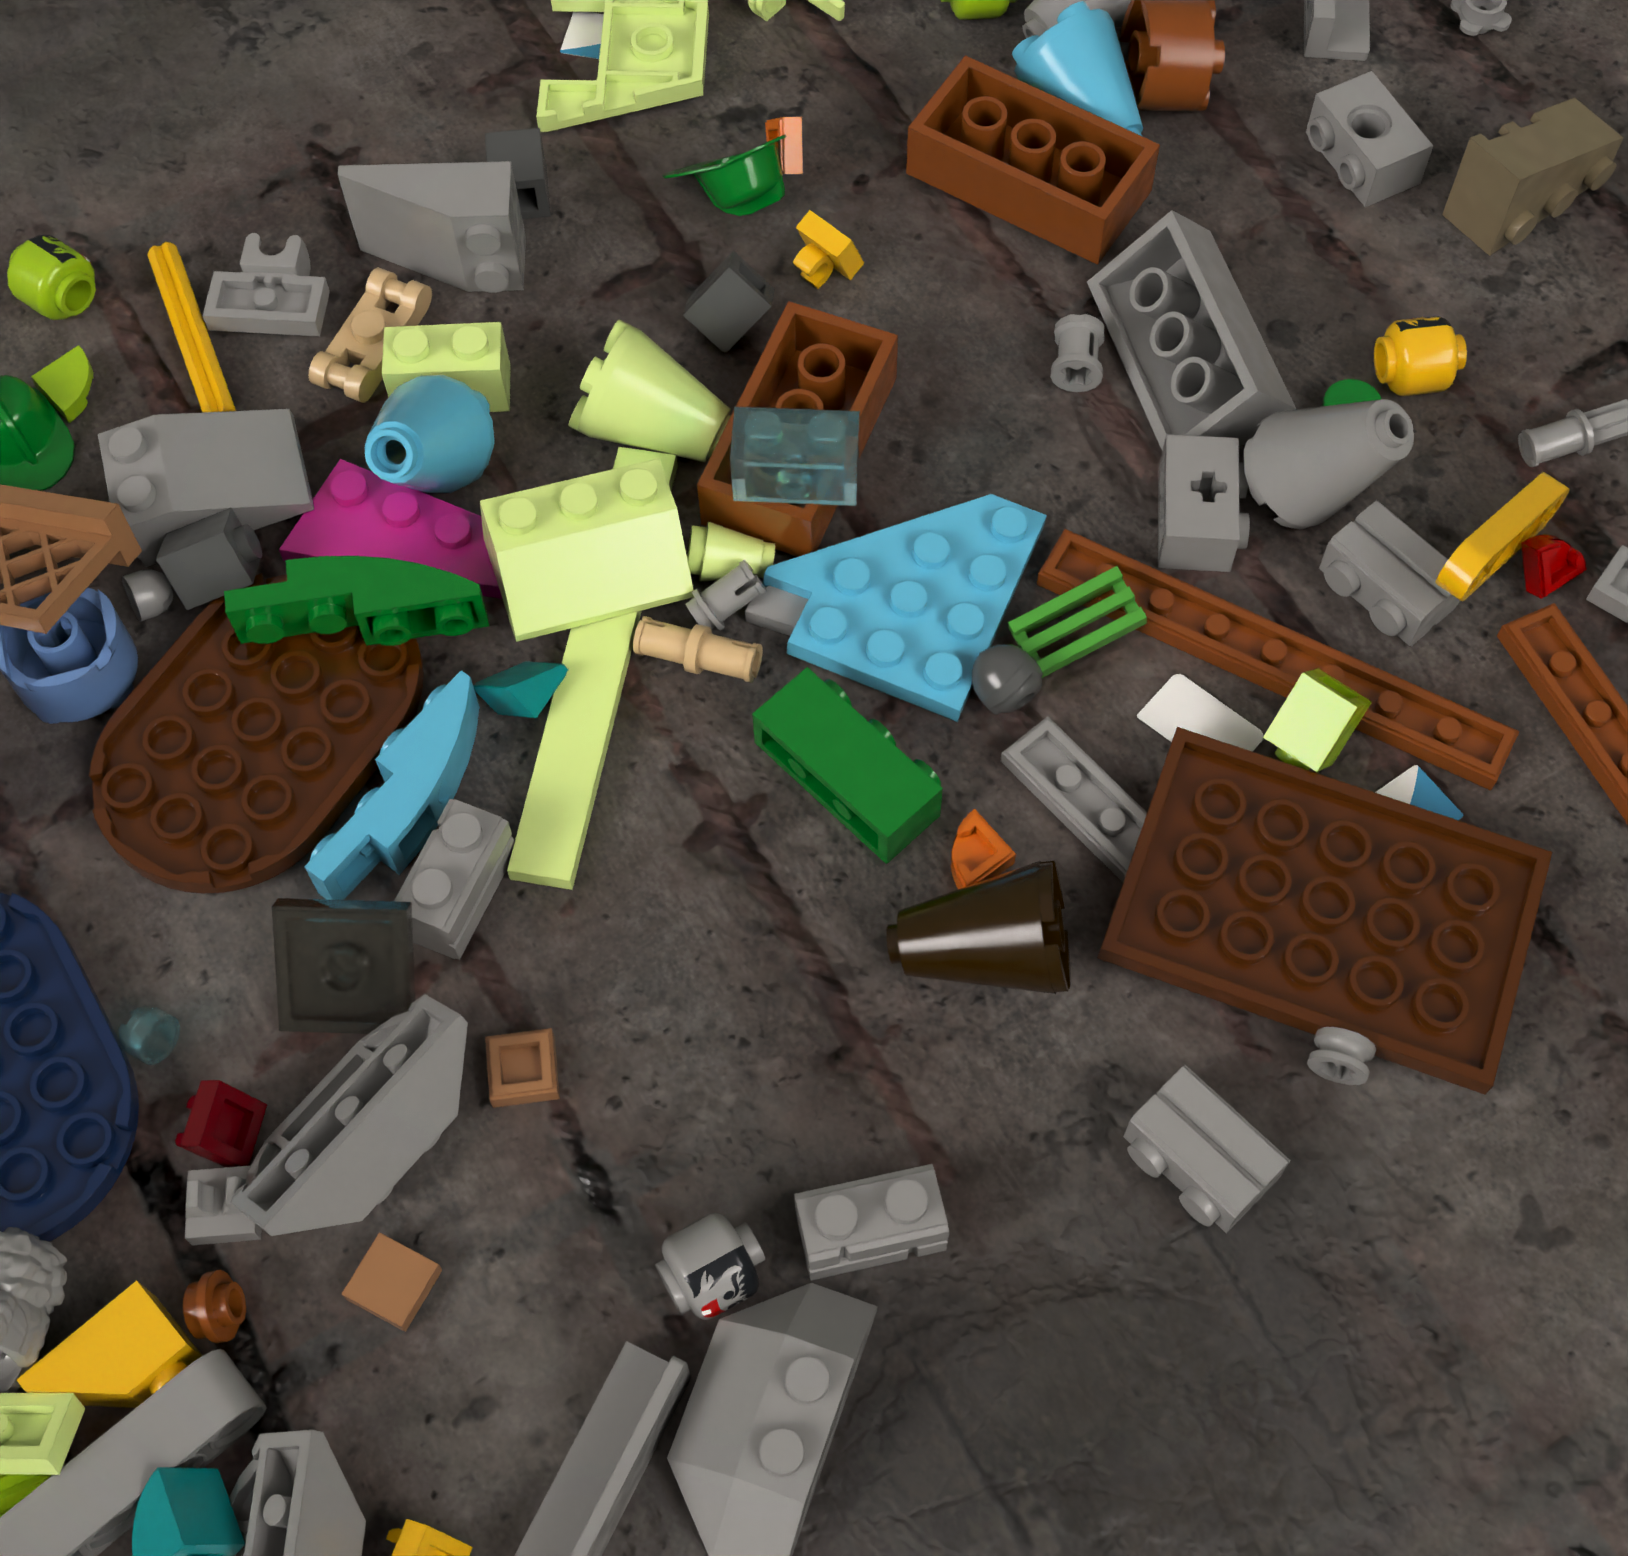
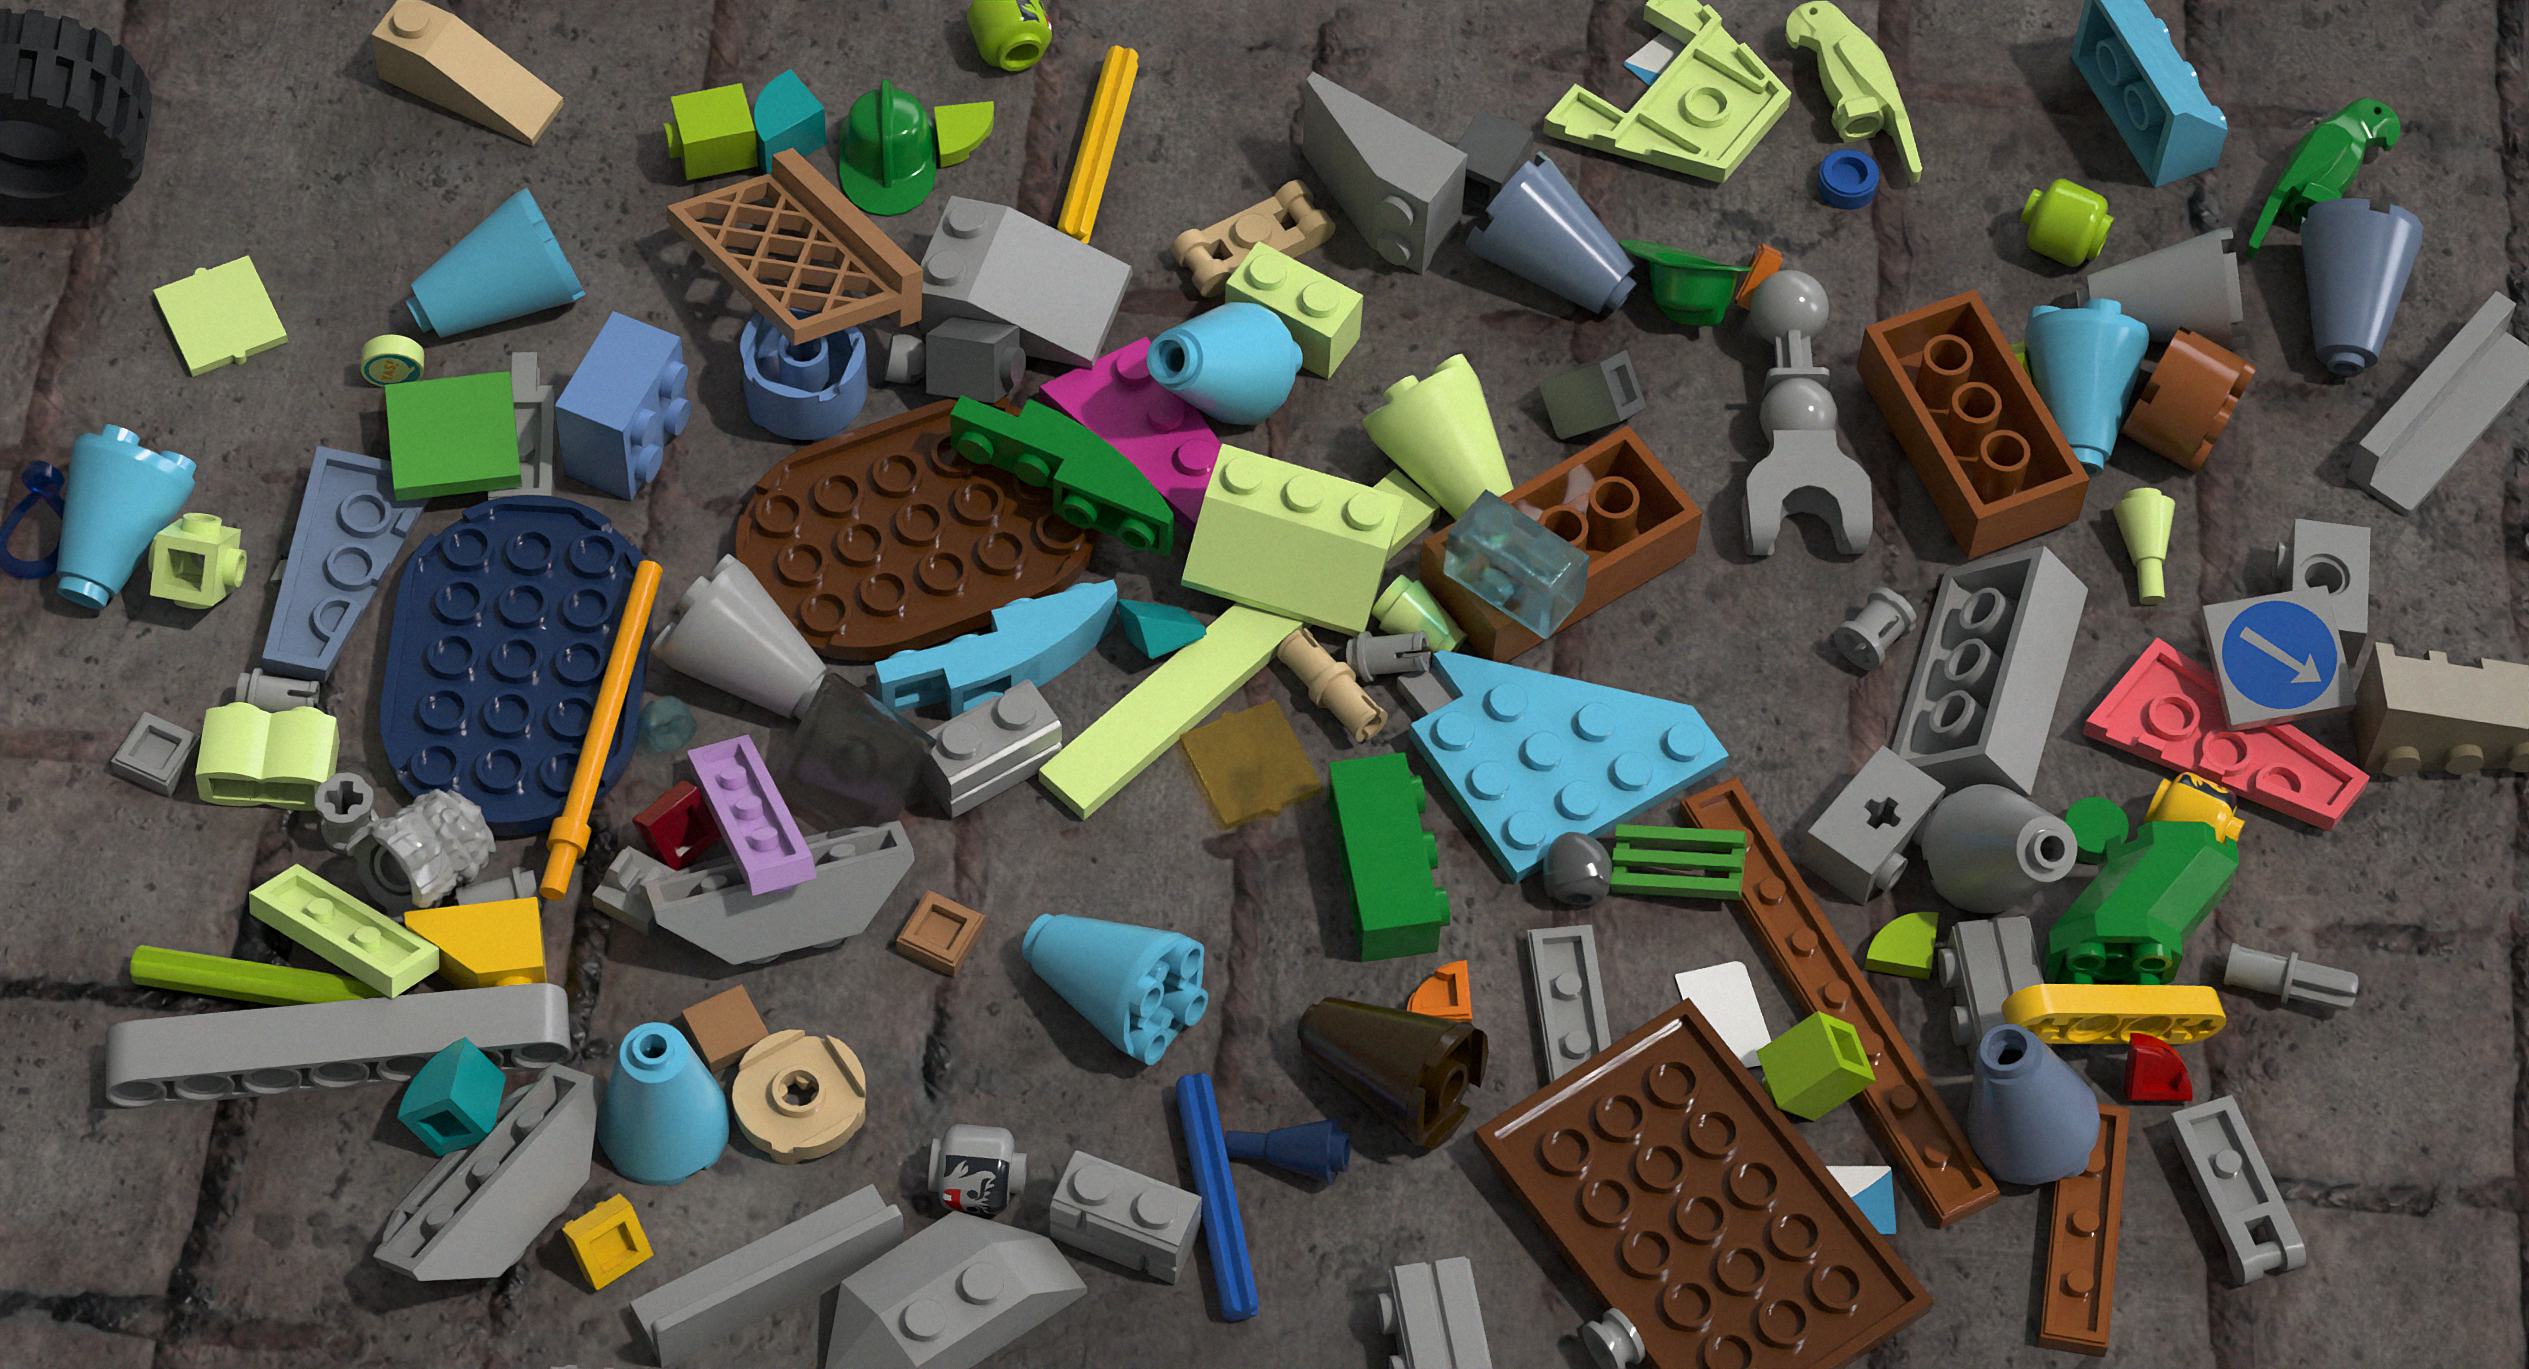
camera: 30 degrees right, 5 degrees down
(104, 1285) = (511, 887): none -> light grey pin
(128, 1197) = (570, 831): none -> light orange bar
(172, 922) = (742, 643): none -> light grey cone
(214, 1307) = (580, 958): dark orange plate -> none
(270, 293) = (1191, 150): light grey plate -> none
(291, 1077) = (751, 816): none -> lavender plate
(391, 1408) = (661, 1109): none -> medium azure cone
(518, 1339) = (793, 1130): none -> tan plate
(615, 200) = (1554, 239): none -> sand blue cone
(676, 755) = (1250, 764): none -> clear yellow piece
(710, 1010) = (1121, 978): none -> medium azure cone
(792, 42) = (1848, 179): none -> blue tile
(825, 250) = (1714, 399): yellow tile -> none
(926, 255) = (1800, 421): none -> light grey piece
(926, 1146) = (1219, 1201): none -> blue axle
(969, 1057) = (1306, 1149): none -> dark blue cone
(1207, 167) = (2145, 526): none -> yellowish green cone
(1292, 582) = (1905, 946): none -> lime tile
(1369, 285) = (2174, 717): none -> coral wing
(1390, 199) = (2277, 658): none -> tile
(1458, 447) = (2141, 906): none -> green brick
(1503, 654) = (2029, 1110): none -> sand blue cone

